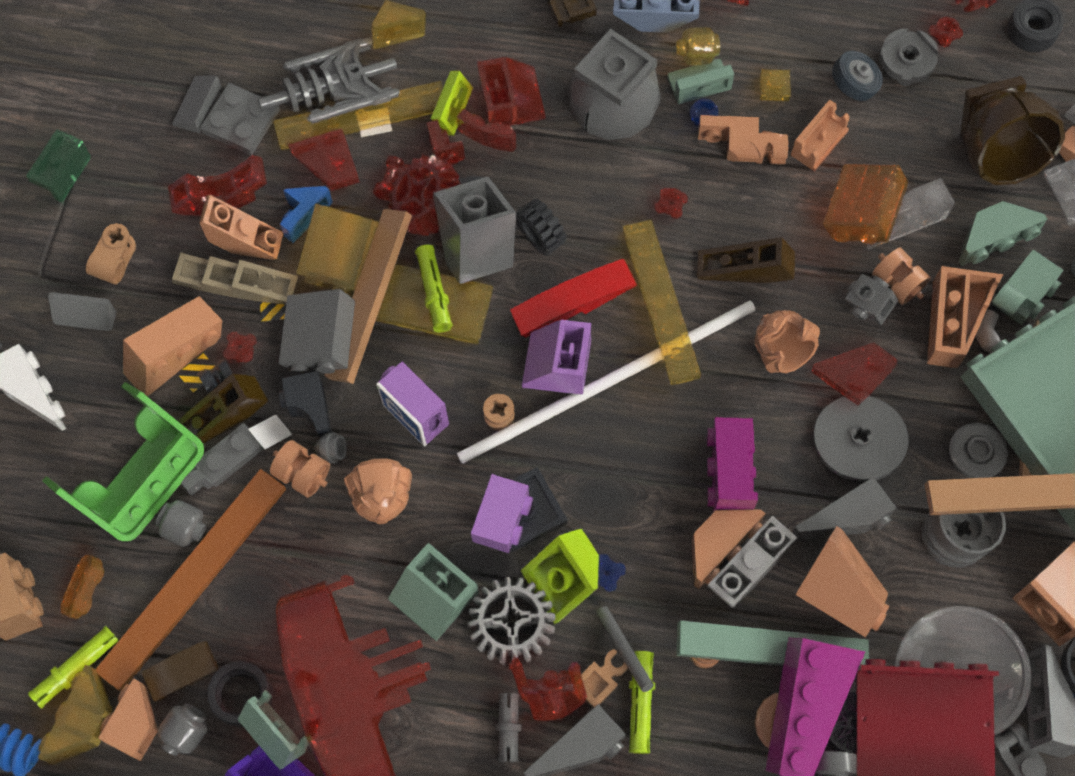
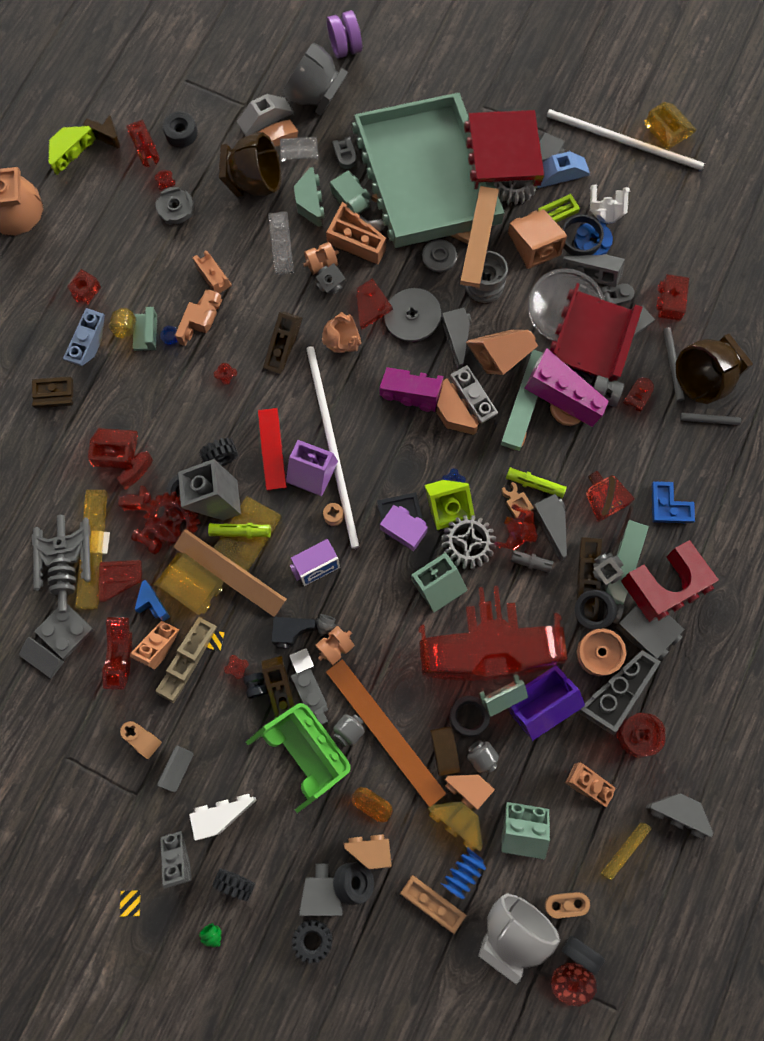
camera: 75 degrees left, 5 degrees up
(59, 164) = (57, 762): clear green panel -> none
(64, 674) = (427, 828): lime pin -> none
(169, 344) = (222, 711): nougat wedge -> none
(189, 373) = (242, 702): sticker -> none
(317, 332) = (245, 612): dark grey brick -> none
(379, 489) = (365, 598): nougat helmet -> none
(397, 24) = (33, 505): clear yellow slope -> none
(452, 101) = (105, 485): lime tile -> none
(615, 87) = (134, 380): dark grey plate -> none
(625, 649) = (503, 481): dark grey bar -> none
(661, 303) = (291, 398): clear yellow tile -> none
(775, 85) = (165, 288): clear yellow plate -> none
(857, 75) = (178, 238): black wheel -> none
(865, 203) = (269, 261): clear orange brick -> none

